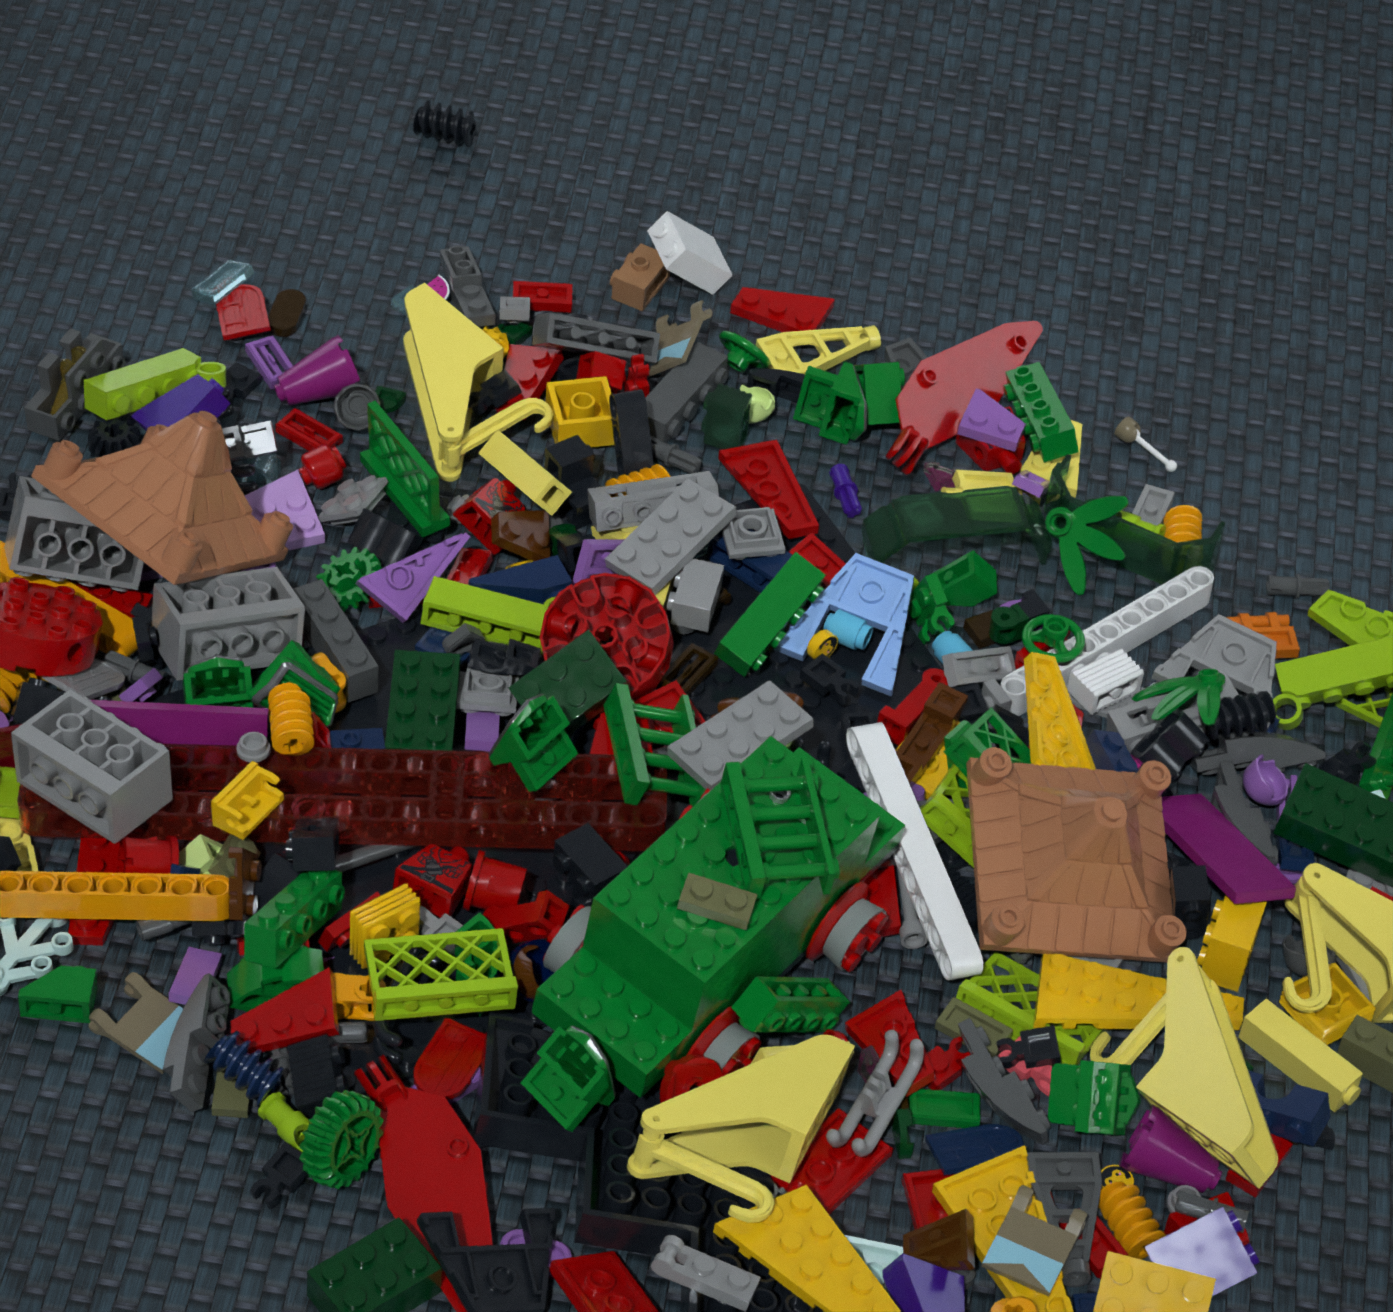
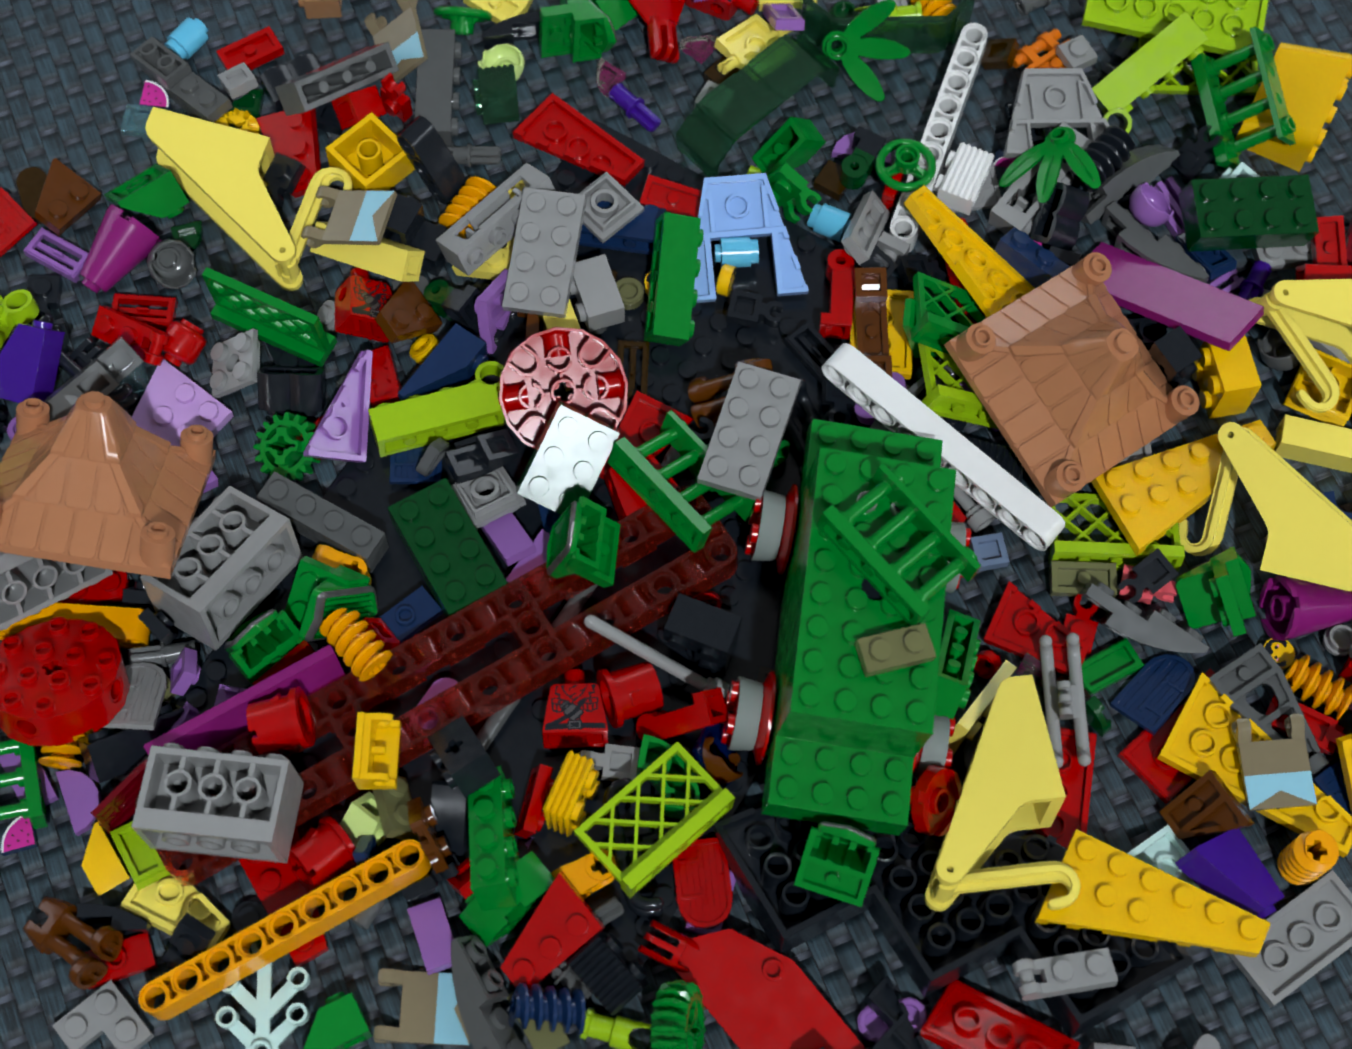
camera: 30 degrees left, 20 degrees up
(190, 739) = (281, 722): none -> red piece
(253, 747) = (339, 688): light grey plate -> none
(289, 440) = (112, 324): none -> red plate
(305, 323) = (64, 198): none -> reddish brown wing
(379, 354) = (151, 193): none -> green slope
(497, 261) = (187, 38): none -> medium azure brick
(522, 847) = (654, 656): none -> light grey piece
(529, 438) = (356, 217): none -> dark tan flag
(727, 614) = (631, 292): none -> olive tile
(842, 454) = (608, 76): none -> clear smoke tile
(900, 960) = (990, 551): none -> sand blue tile
(1217, 605) = (1000, 54): none -> dark brown tile
(1289, 638) = (1076, 53): none -> light grey plate

